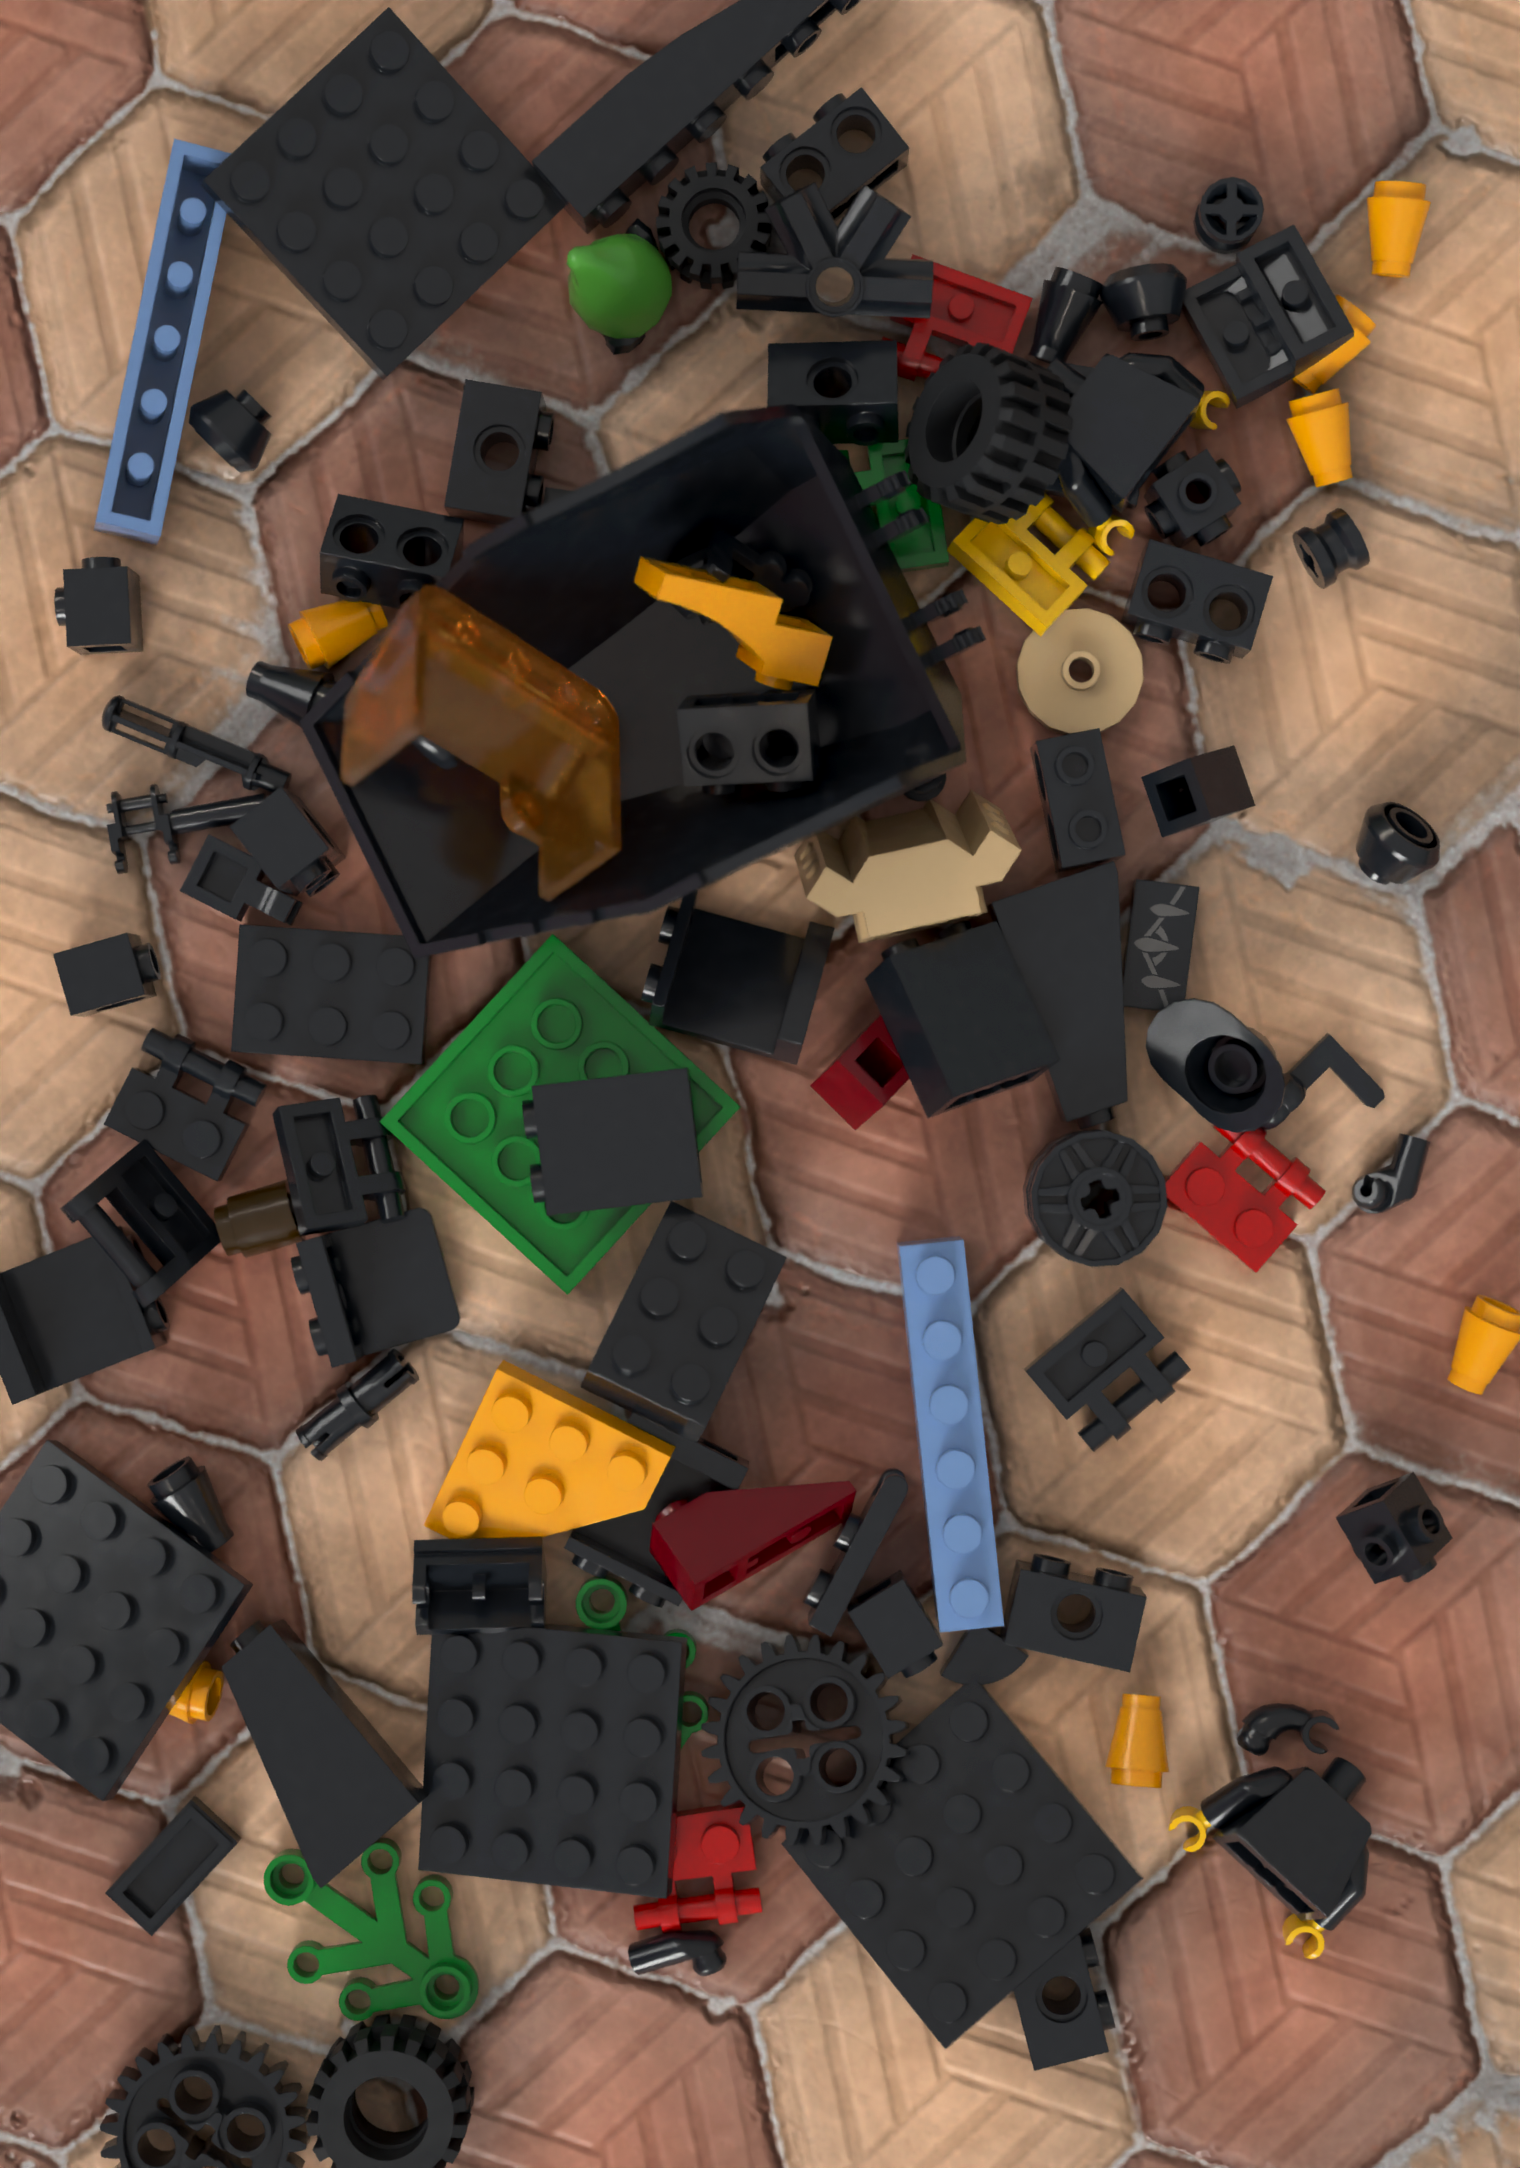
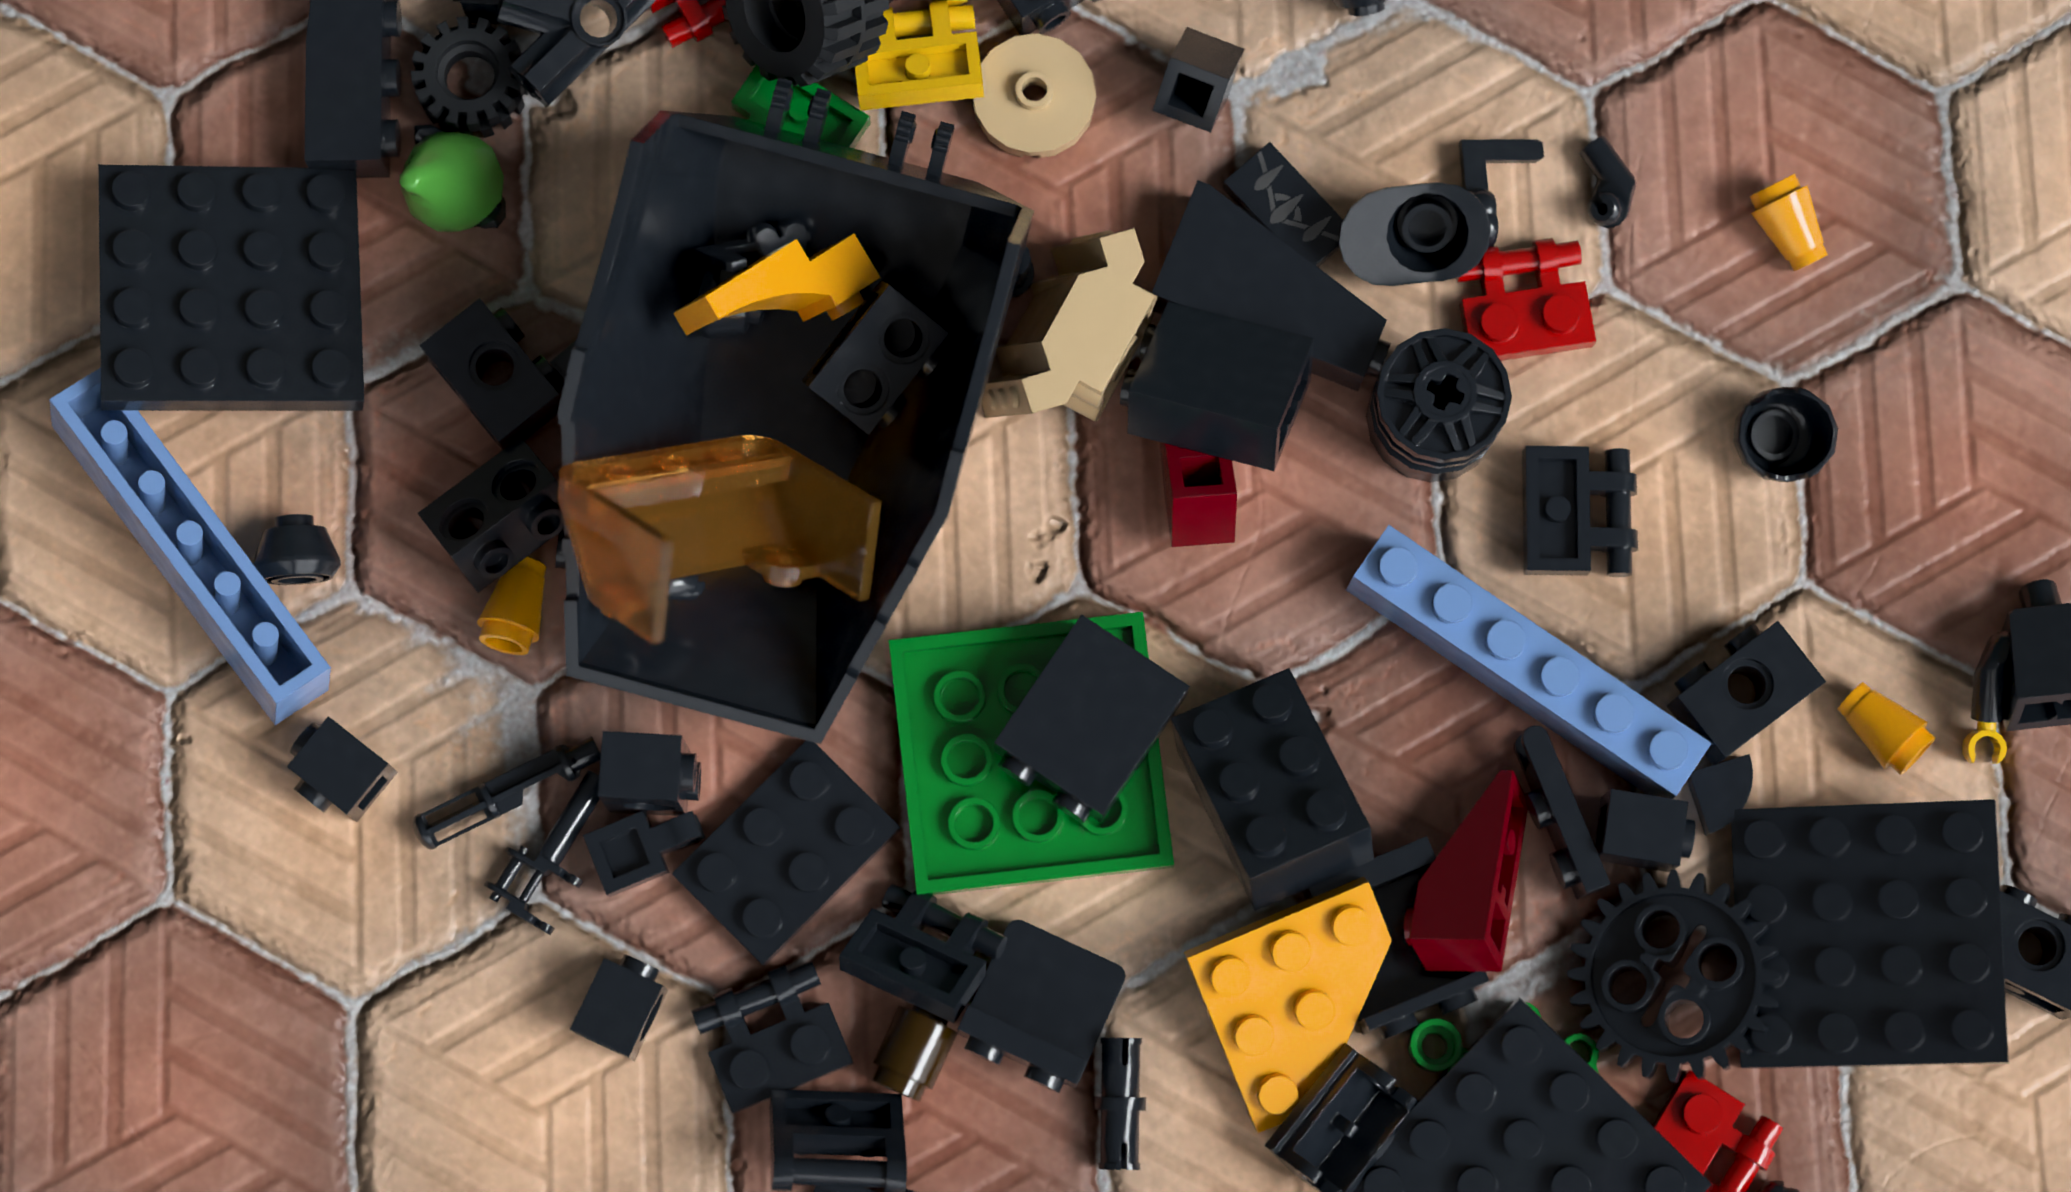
camera: 50 degrees left, 10 degrees down
(288, 689) = (533, 679): black cone -> none
(736, 981) = (1048, 532): black panel -> none
(839, 387) = (674, 72): black brick -> none
(1077, 800) = (1128, 172): black brick -> none
(1274, 1719) = (1951, 613): black arm -> none
(1304, 1480) = (1785, 434): none -> black hair
(1395, 1529) = (1879, 398): black brick -> none

